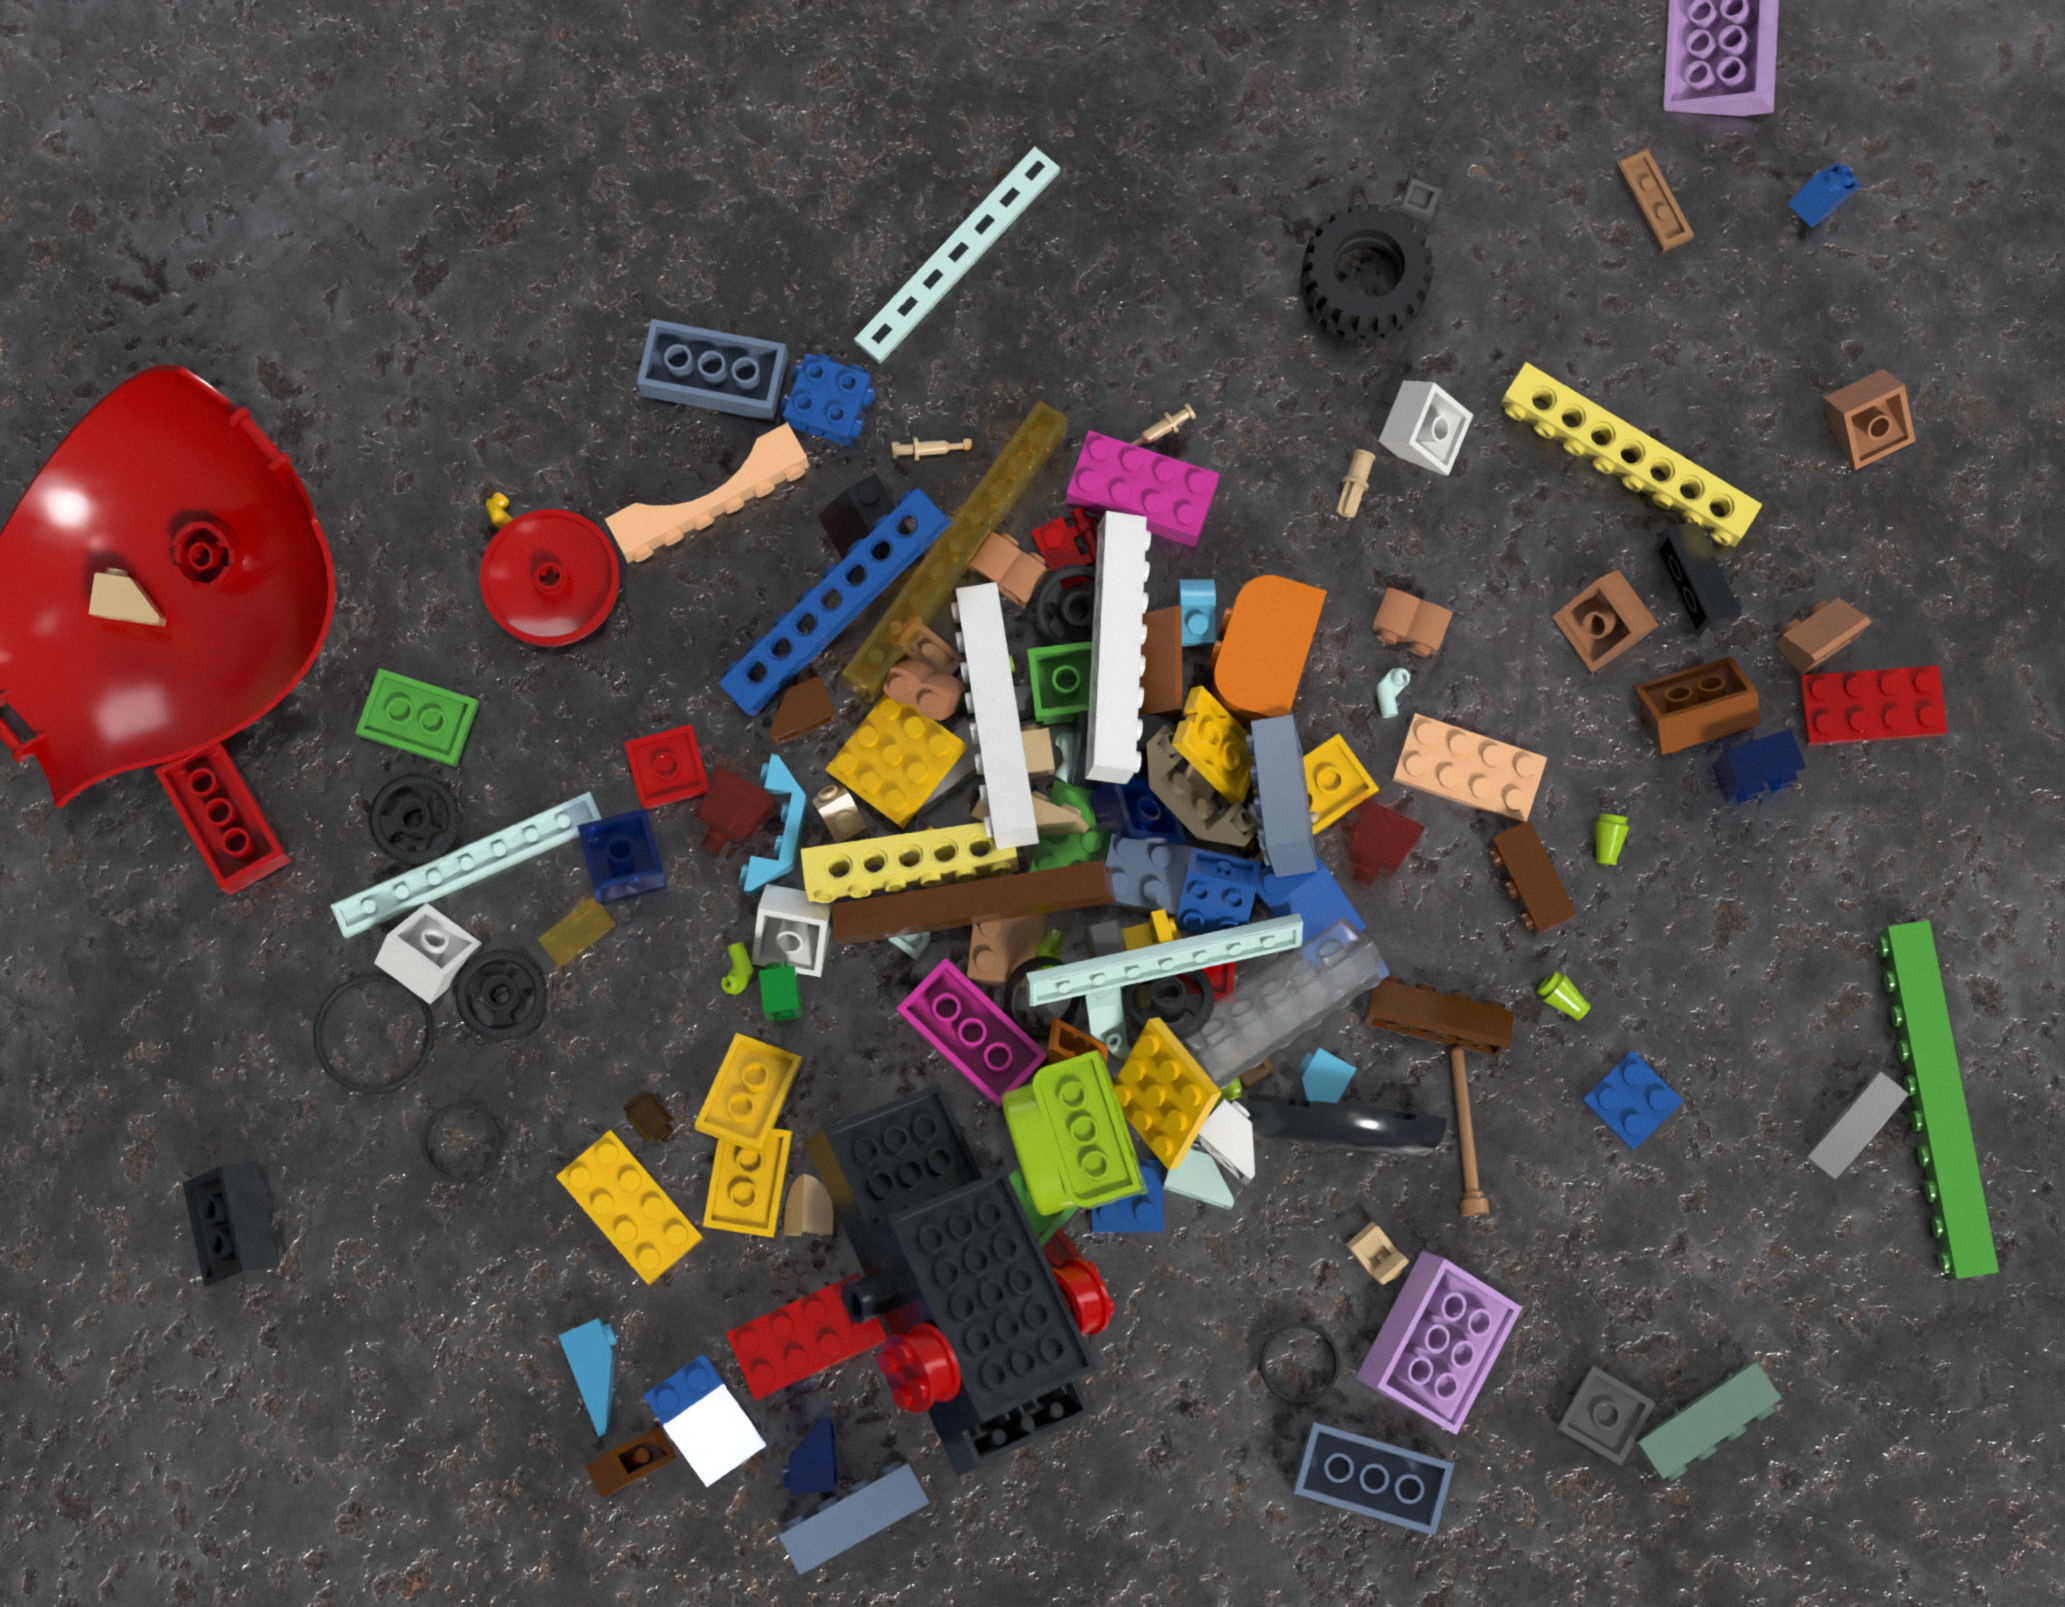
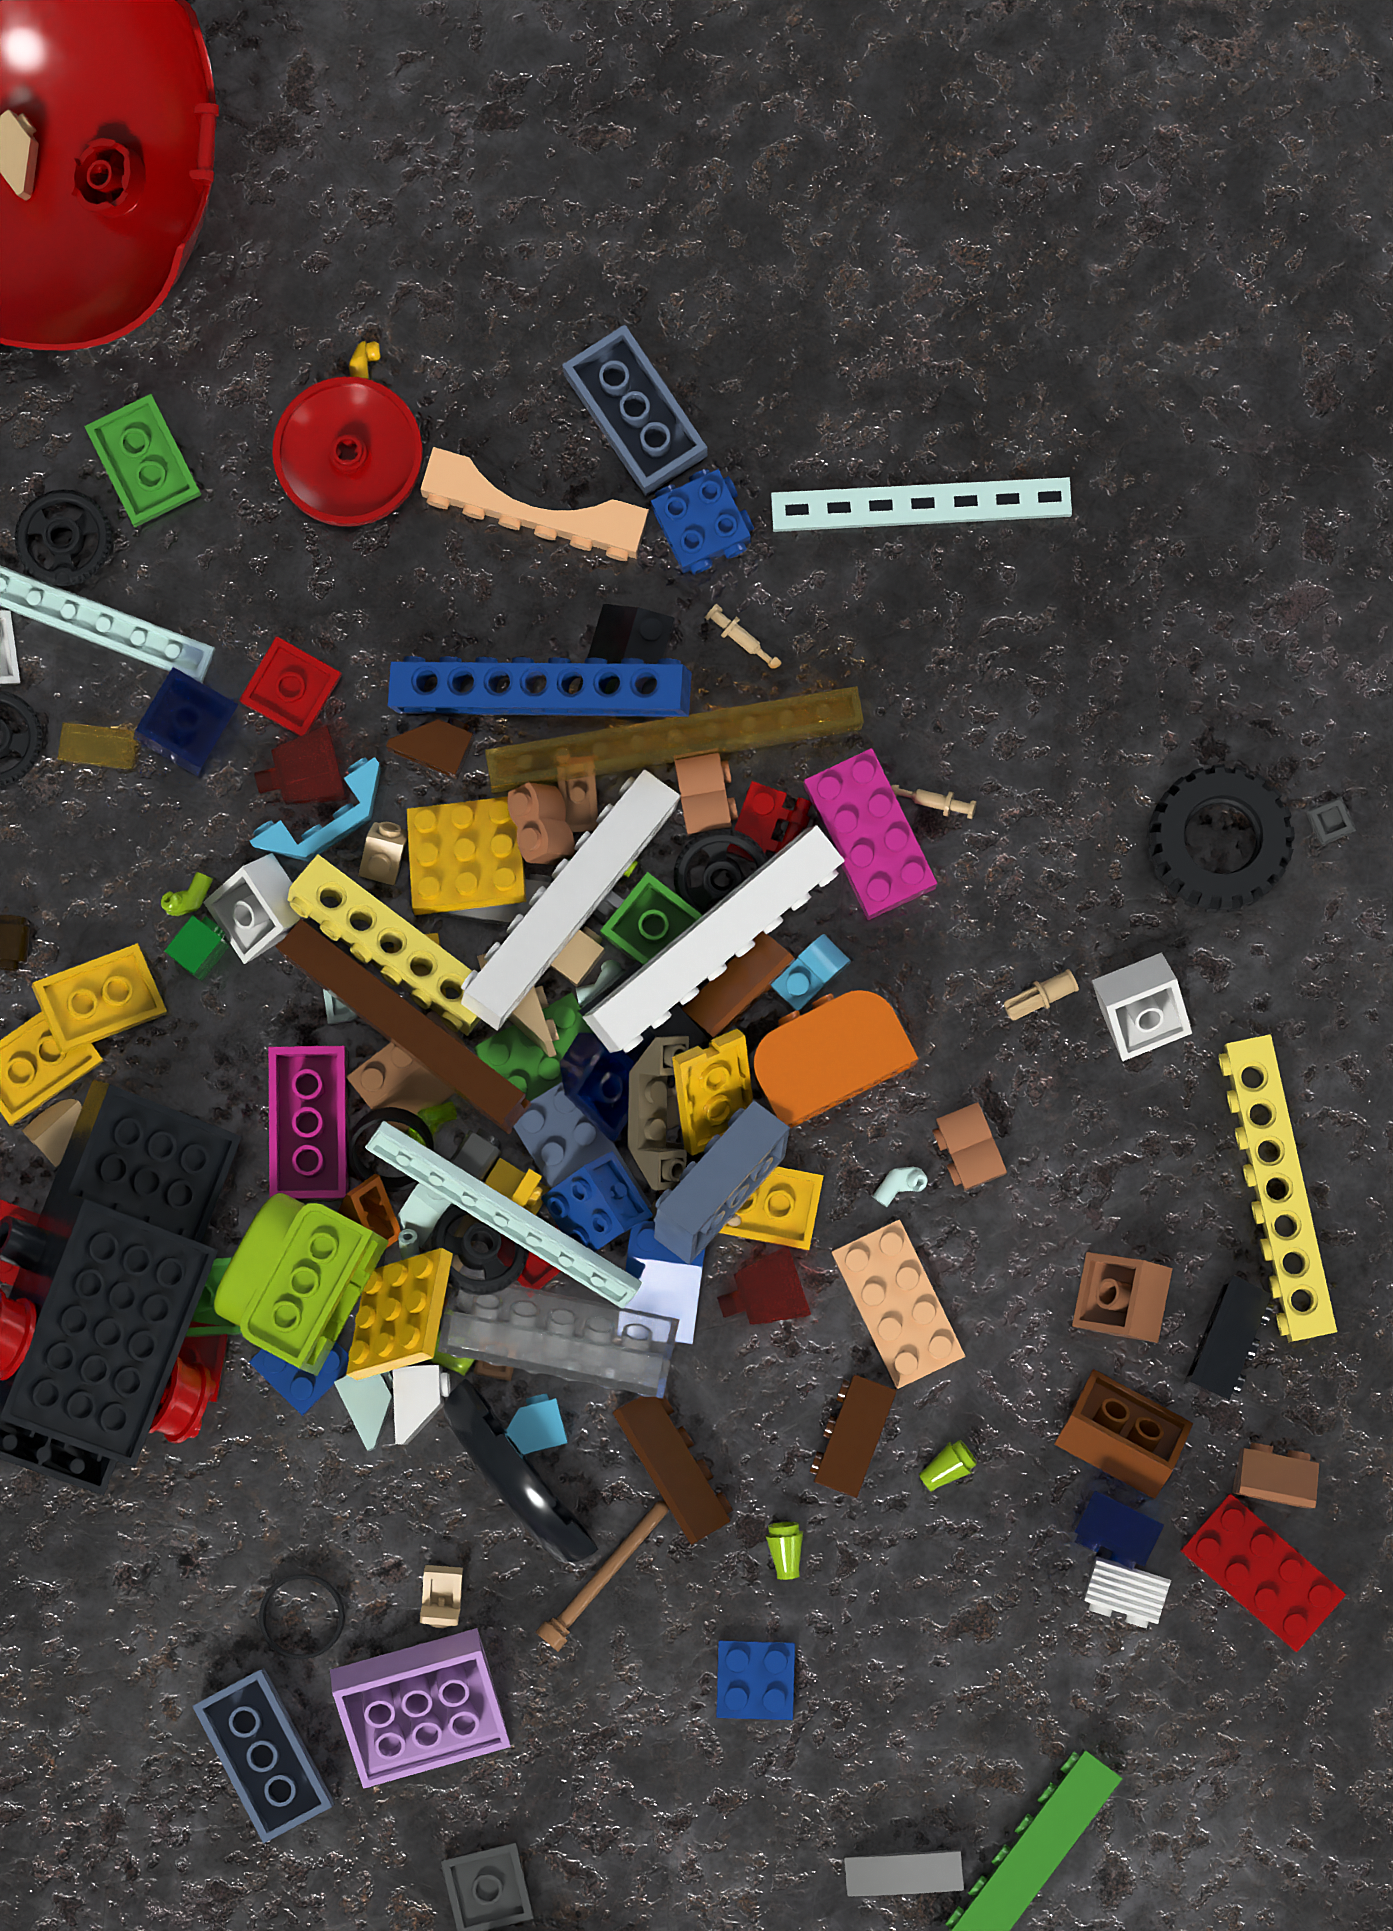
camera: 50 degrees right, 5 degrees up
(1803, 802) = (1125, 1591): none -> white brick

